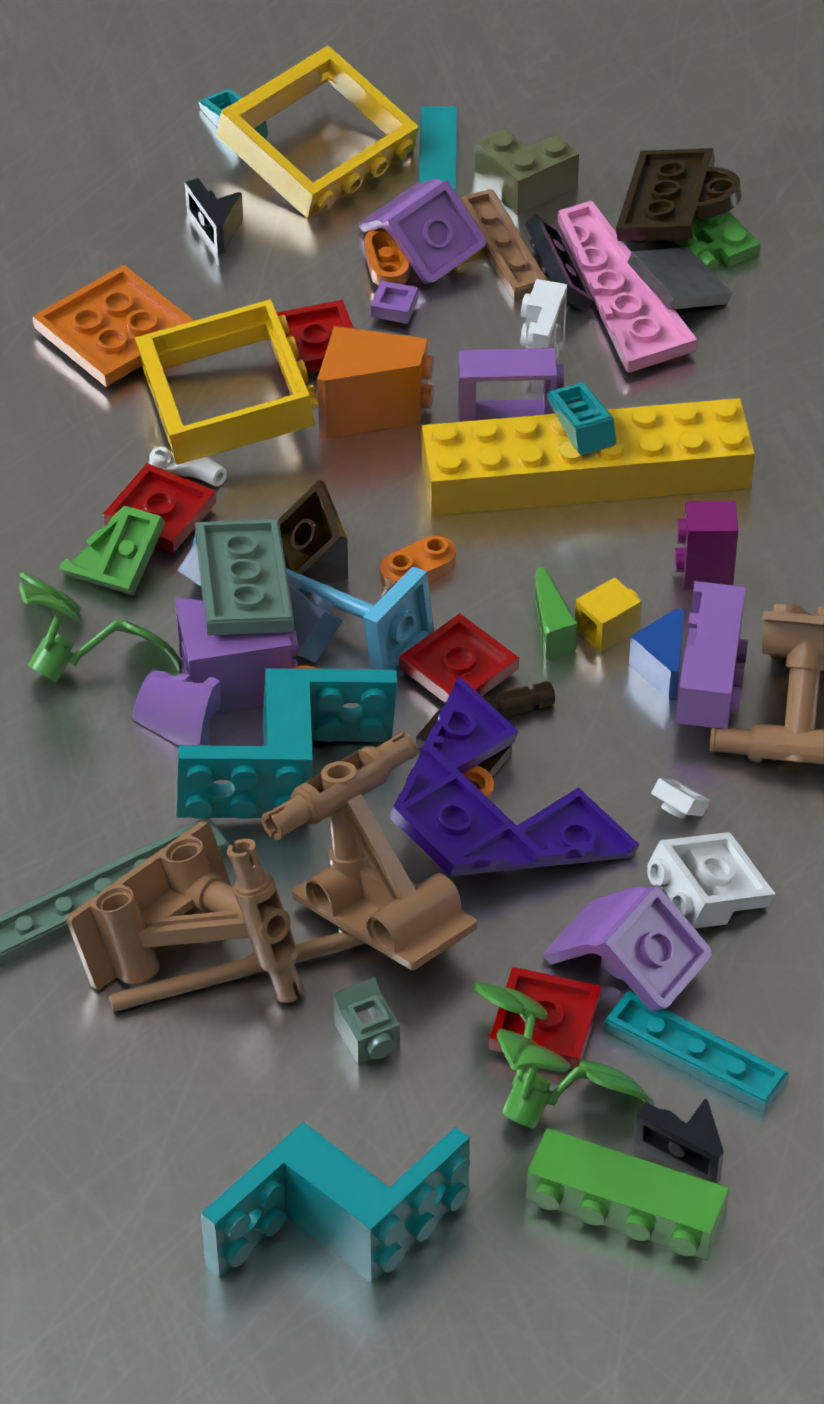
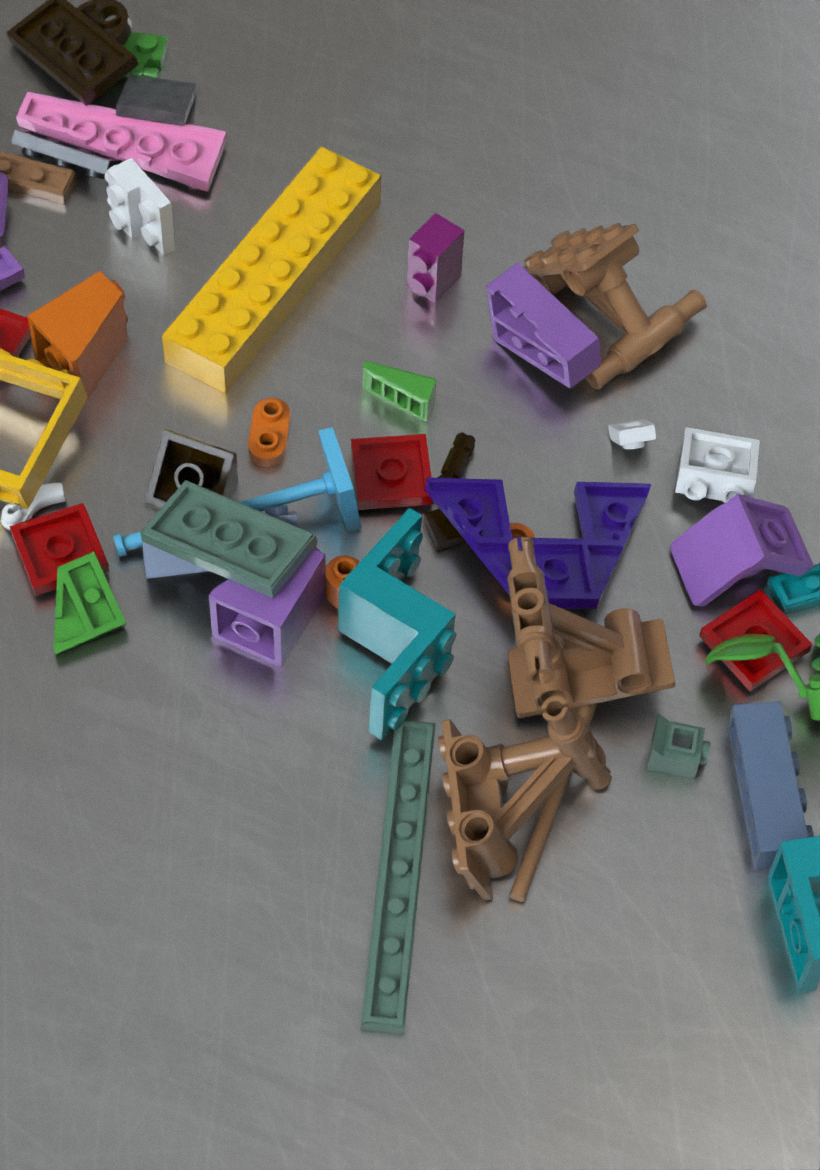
camera: 55 degrees left, 10 degrees up
(54, 650) = (148, 710): bright green plant -> none
(178, 707) = (284, 668): medium lavender slope -> none
(404, 1102) = (767, 778): none -> sand blue brick
(506, 366) = (175, 265): medium lavender window -> none
(585, 422) = (279, 250): teal slope -> none
(608, 614) = (432, 354): yellow brick -> none
(657, 653) = (498, 353): blue slope -> none

